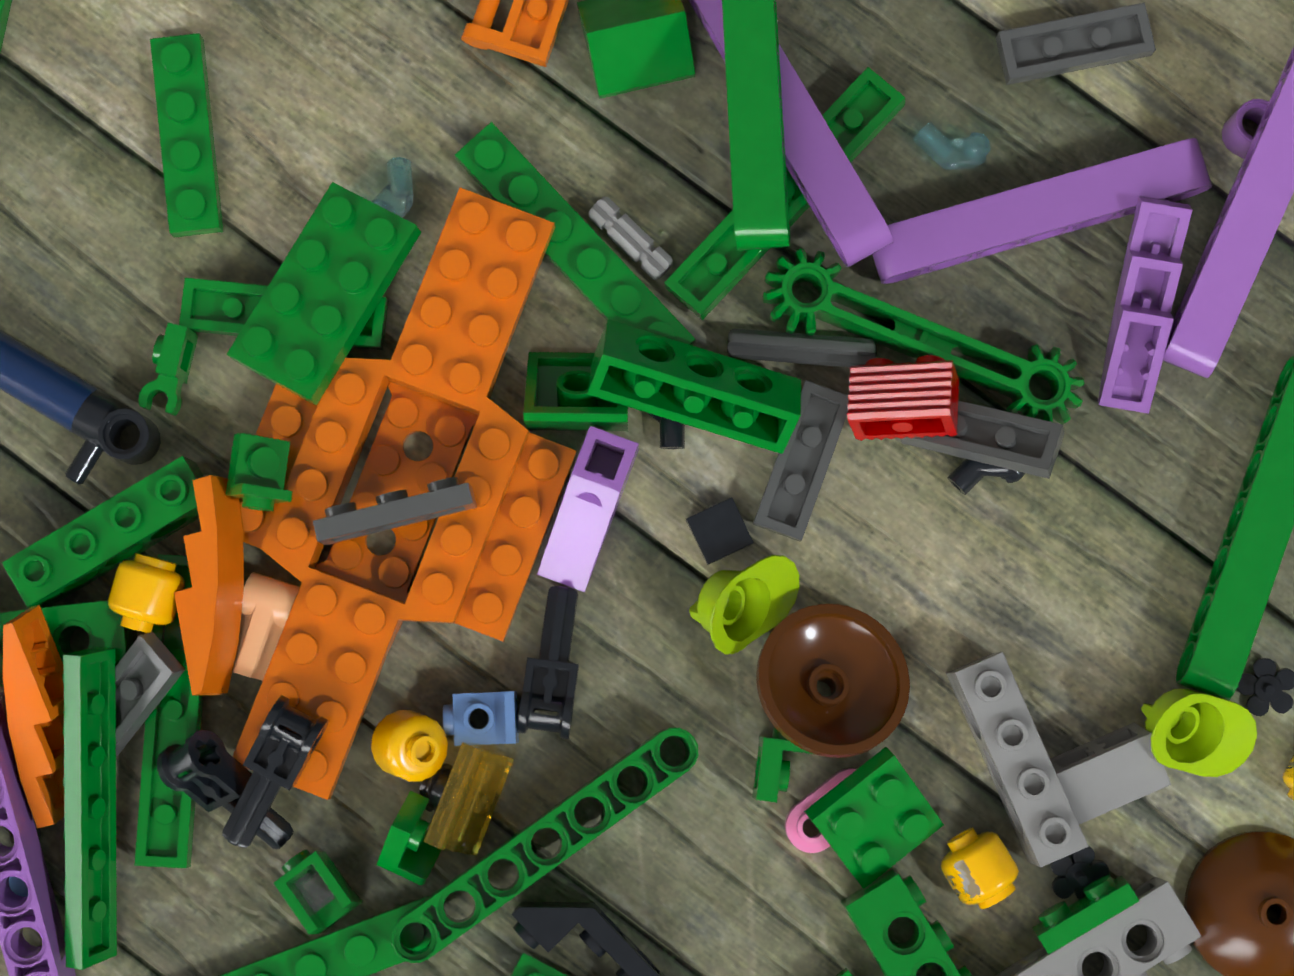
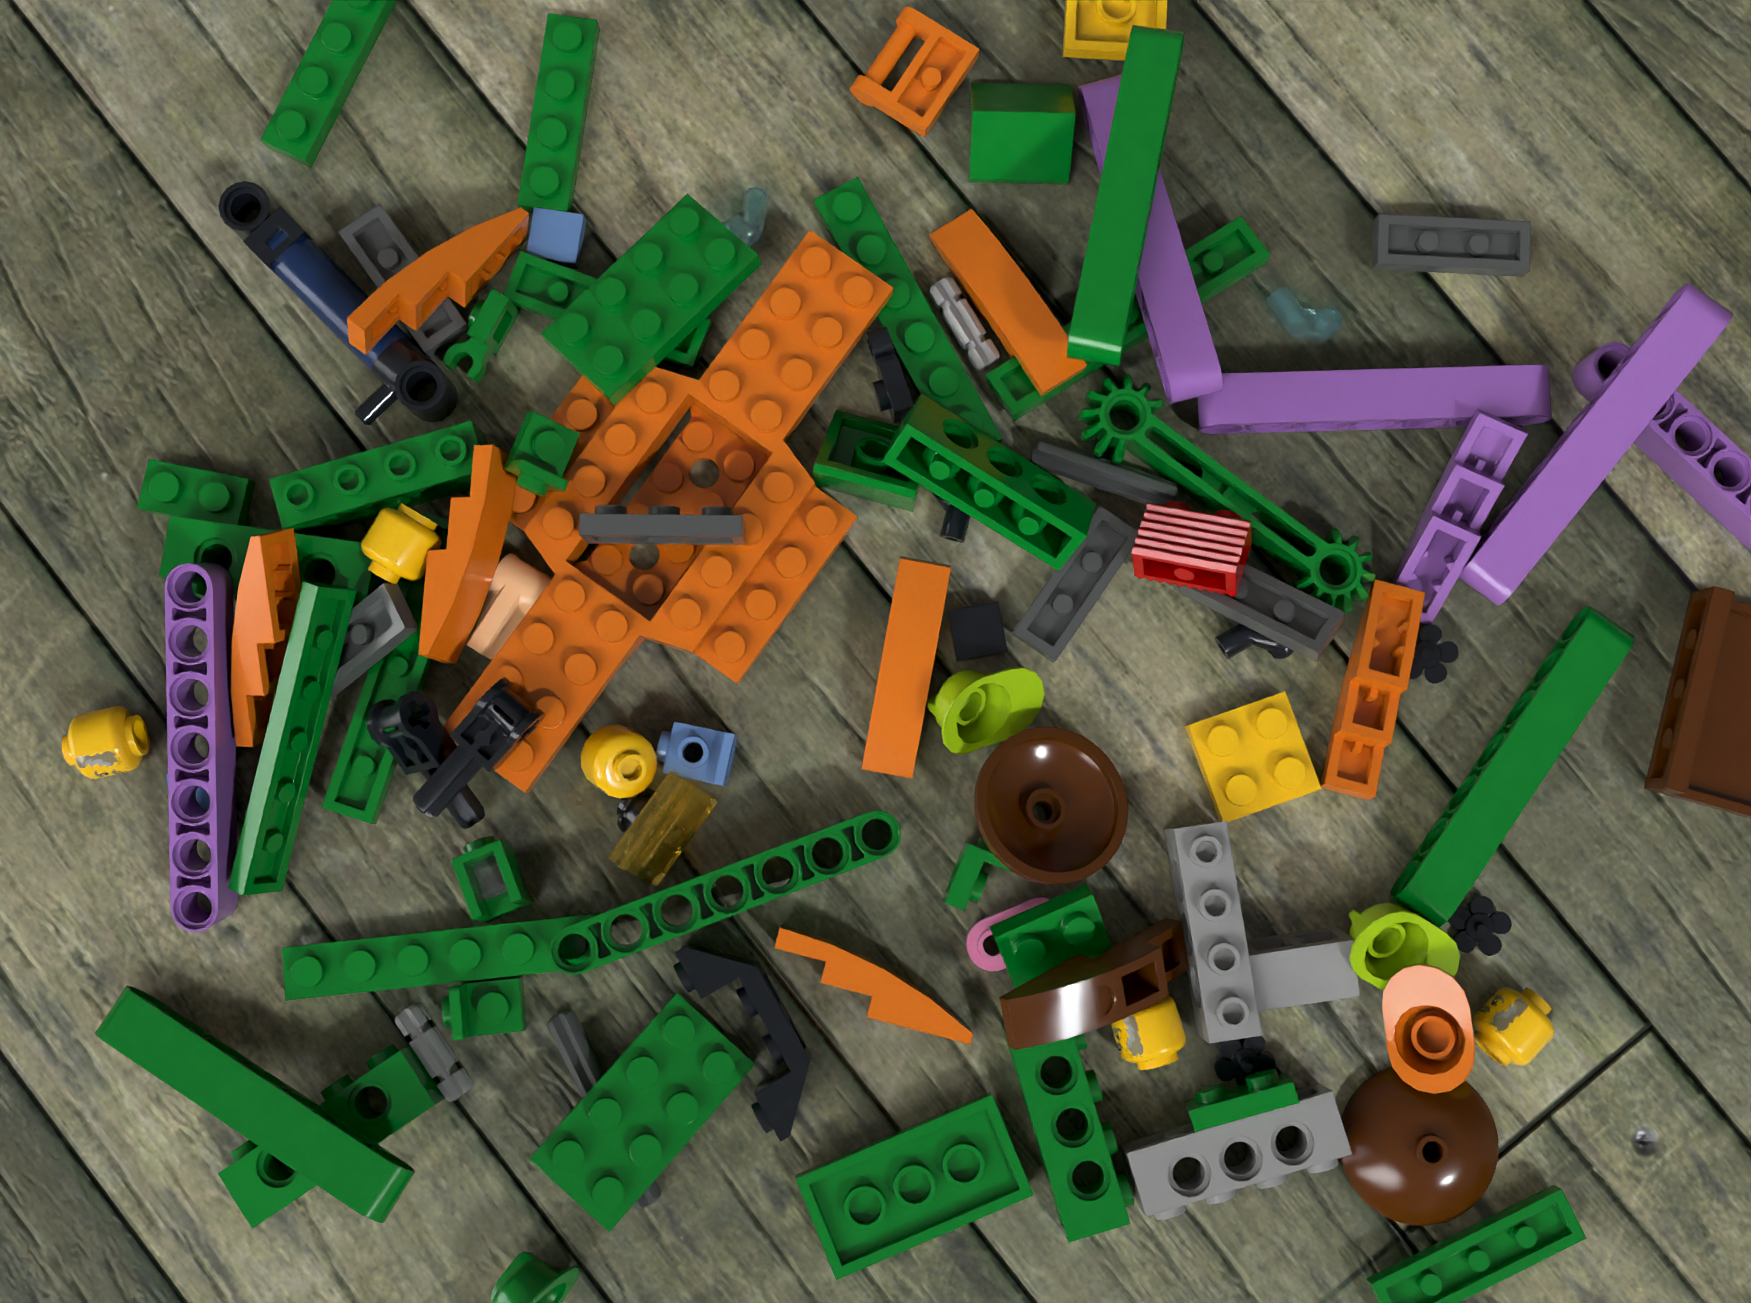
camera: 15 degrees right, 0 degrees up
(79, 334) = (384, 253): none -> dark grey plate
(124, 314) = (451, 270): none -> orange slope
(215, 254) = (557, 236): none -> medium blue tile
(405, 847) = (587, 858): green bracket -> none
(551, 678) = (774, 732): black connector -> none
(576, 318) = (891, 388): none -> black plate
(588, 508) = (854, 574): slope -> none
(661, 583) = (906, 667): none -> orange slope
(664, 205) = (1006, 300): none -> orange slope
(729, 901) = (892, 996): none -> orange slope
(920, 846) = (1095, 991): none -> reddish brown slope
(1012, 583) = (1253, 757): none -> yellow plate
(1109, 489) = (1372, 689): none -> orange slope
(1152, 441) = (1428, 655): none -> black plant
(1243, 798) = (1428, 1028): none -> orange piece

